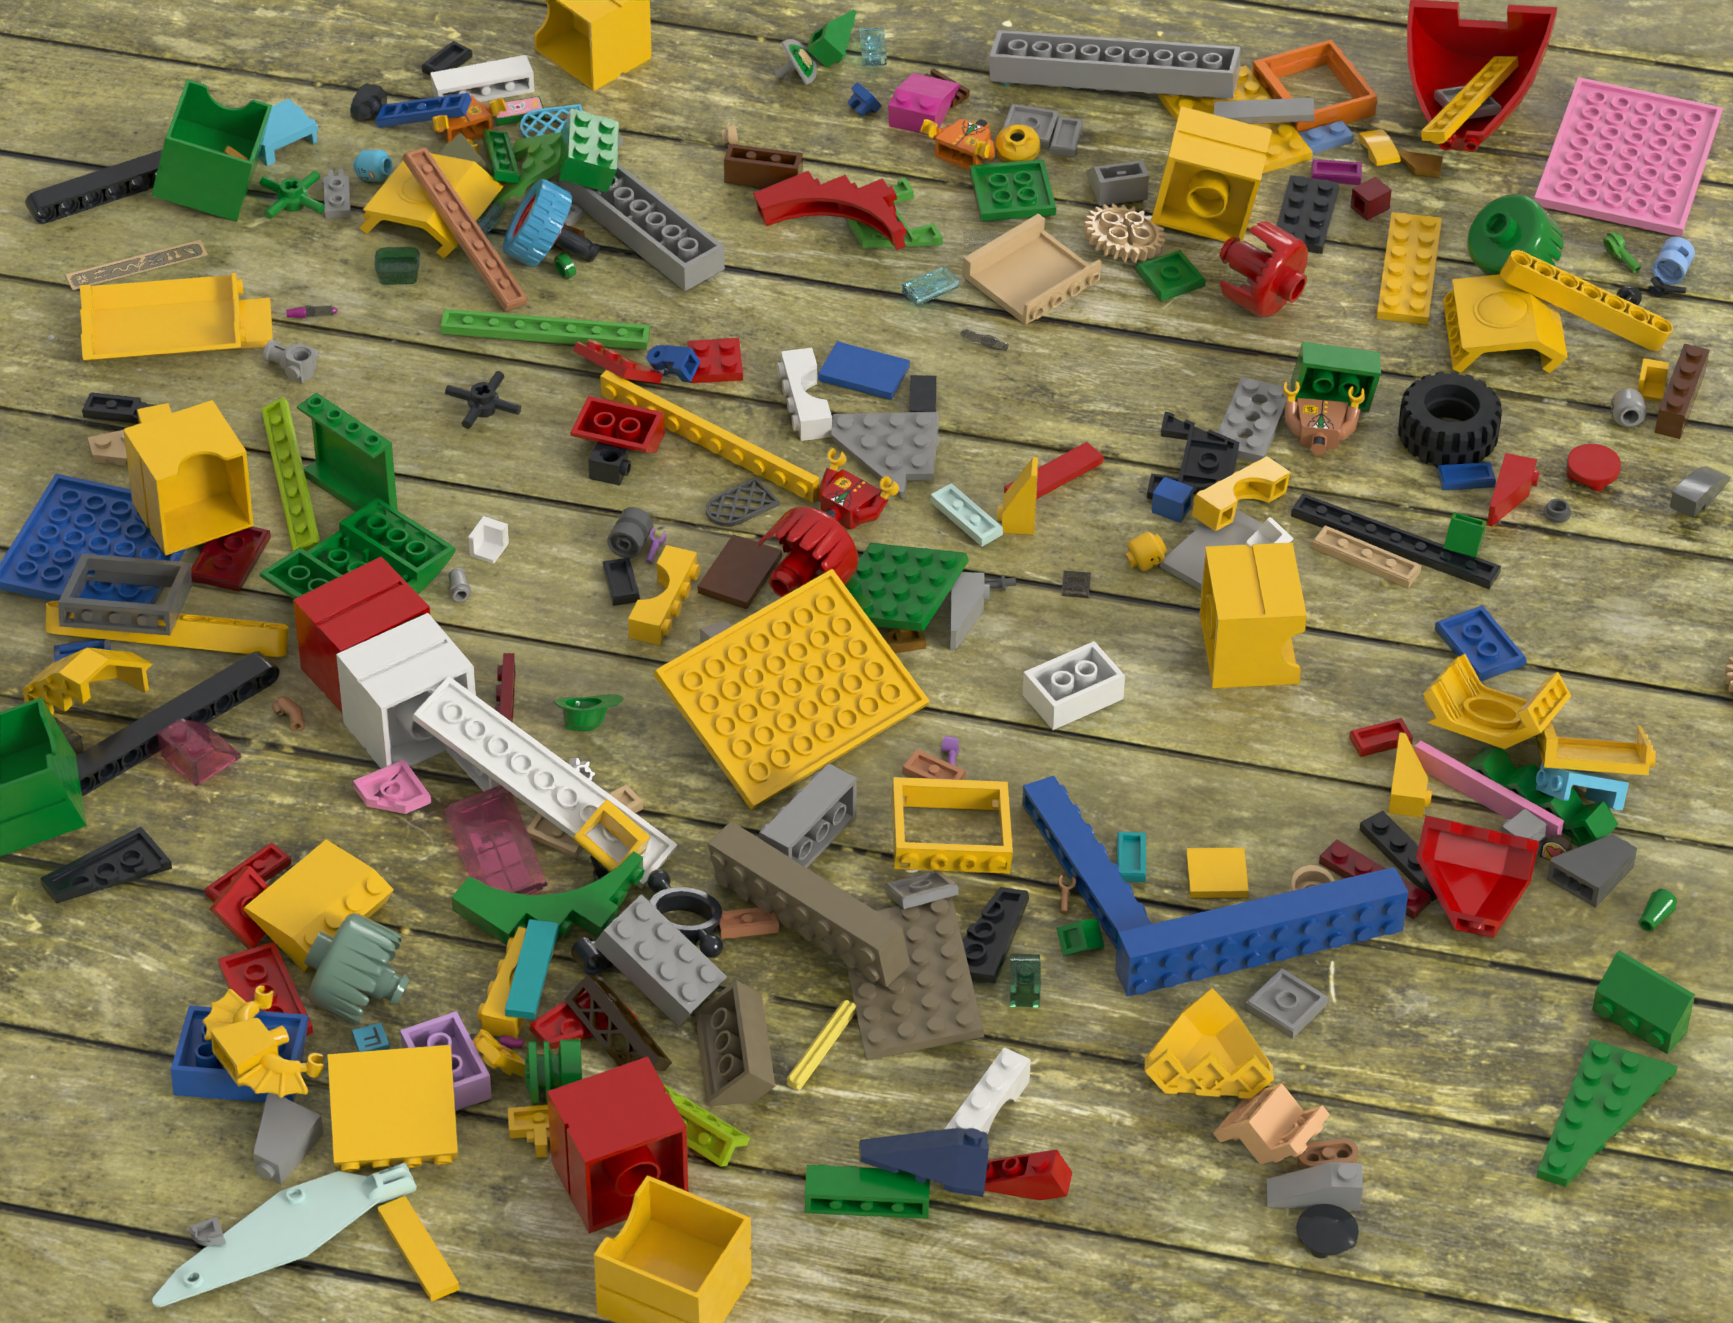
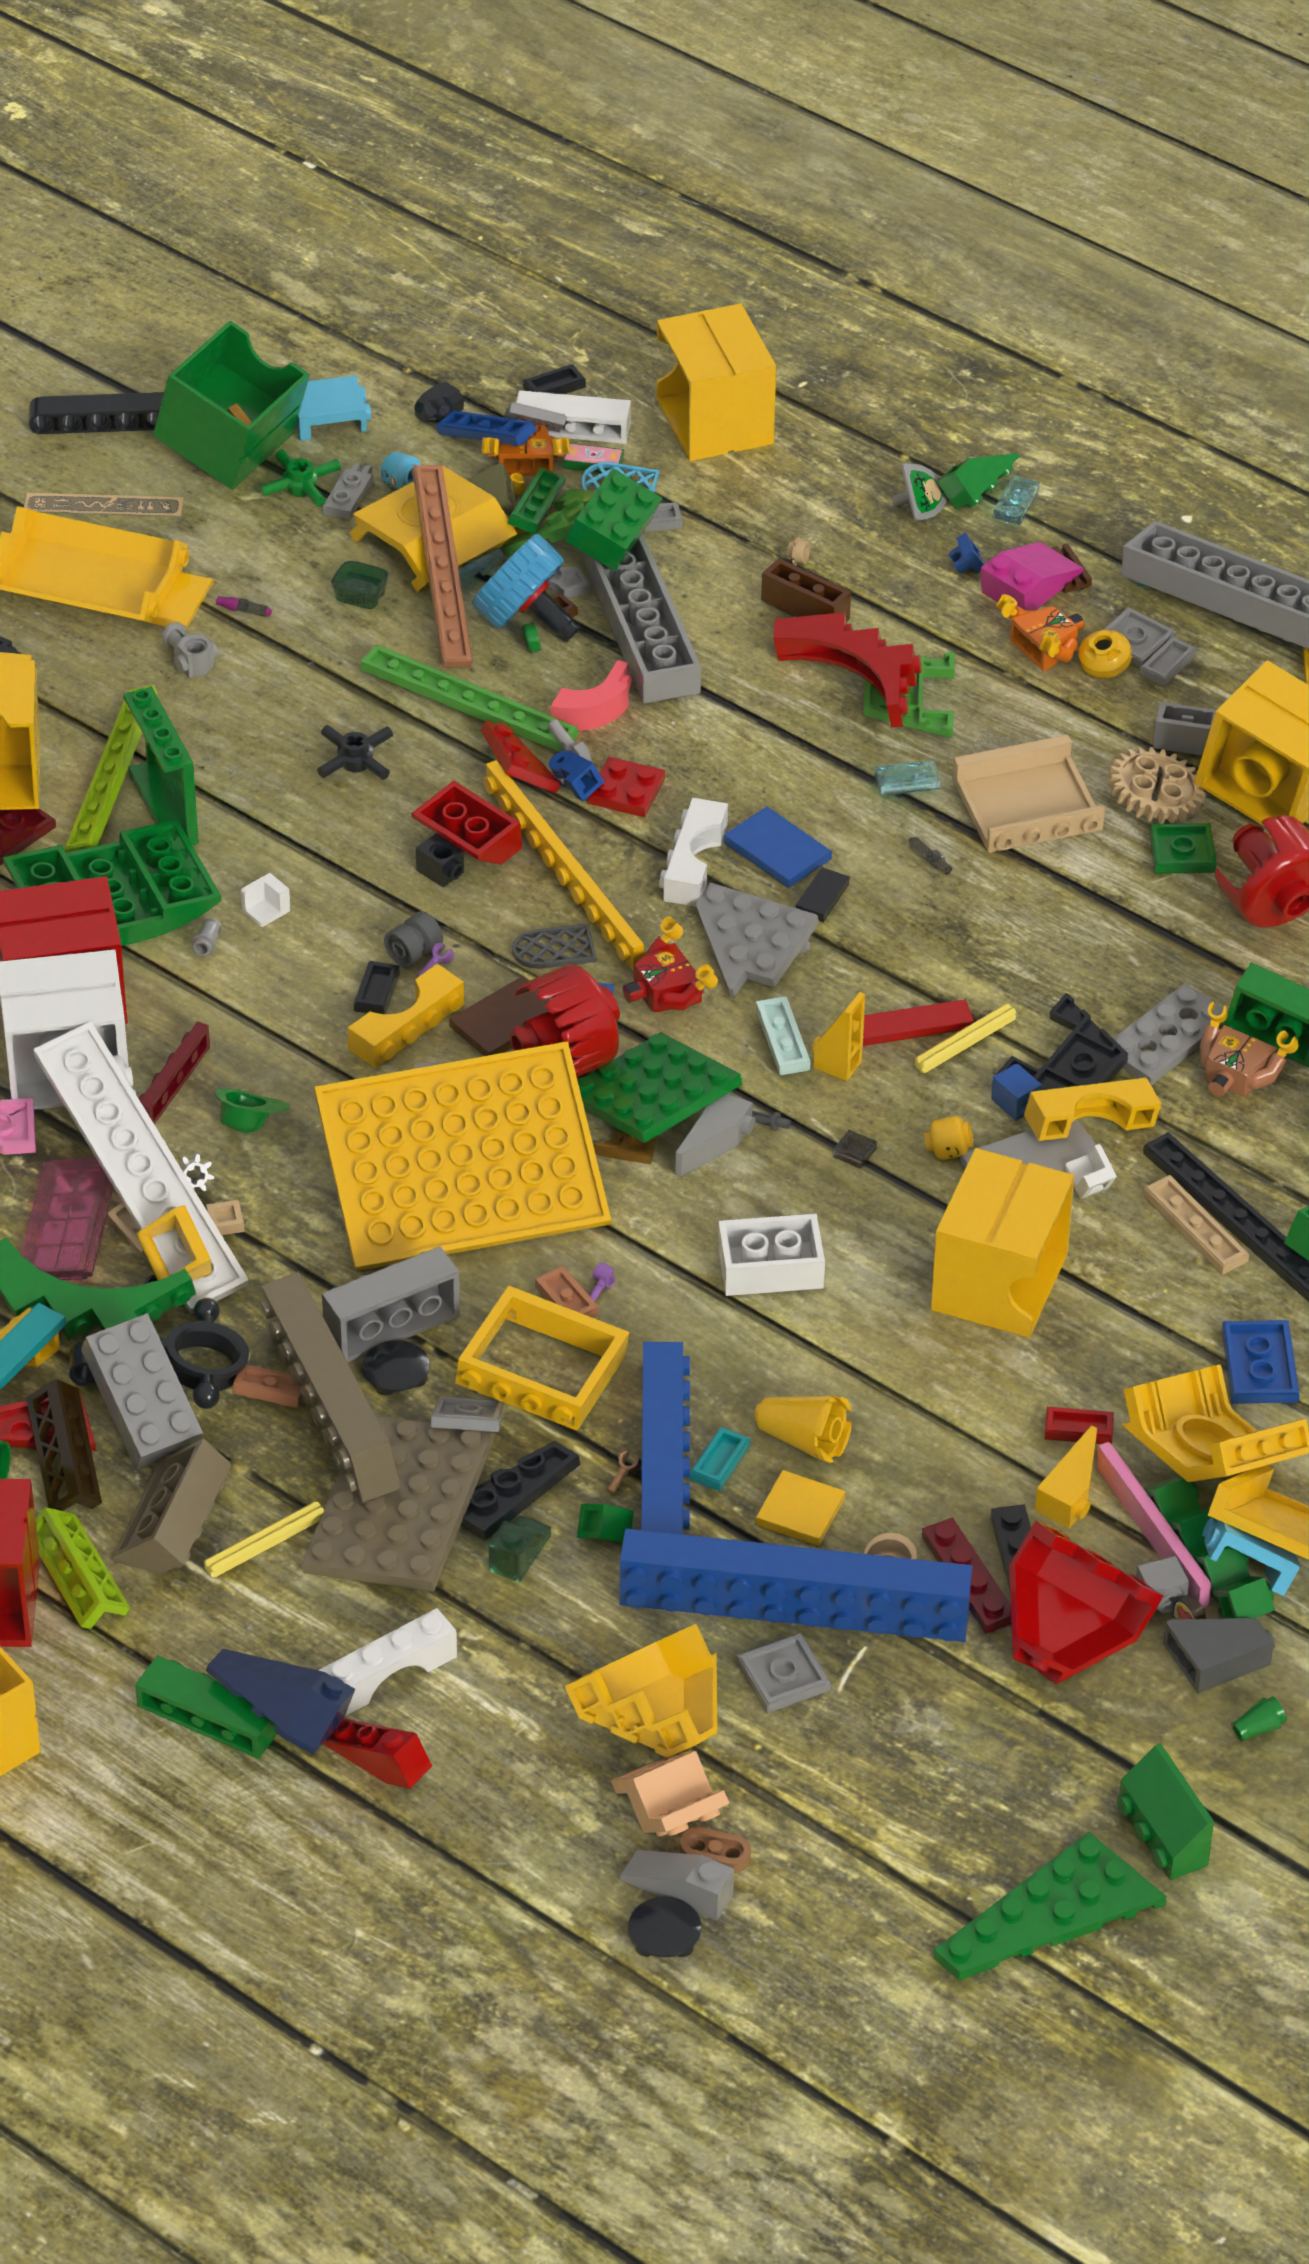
camera: 25 degrees right, 0 degrees up
(474, 88) = (552, 420): none -> light grey tile
(649, 337) = (567, 742): none -> light grey bar
(653, 303) = (596, 705): none -> coral arch
(838, 868) = (396, 1366): none -> black dish
(1012, 190) = (1066, 702): green plate -> none
(1104, 472) = (965, 1038): none -> light yellow axle
(1183, 805) = (807, 1423): none -> yellow cone

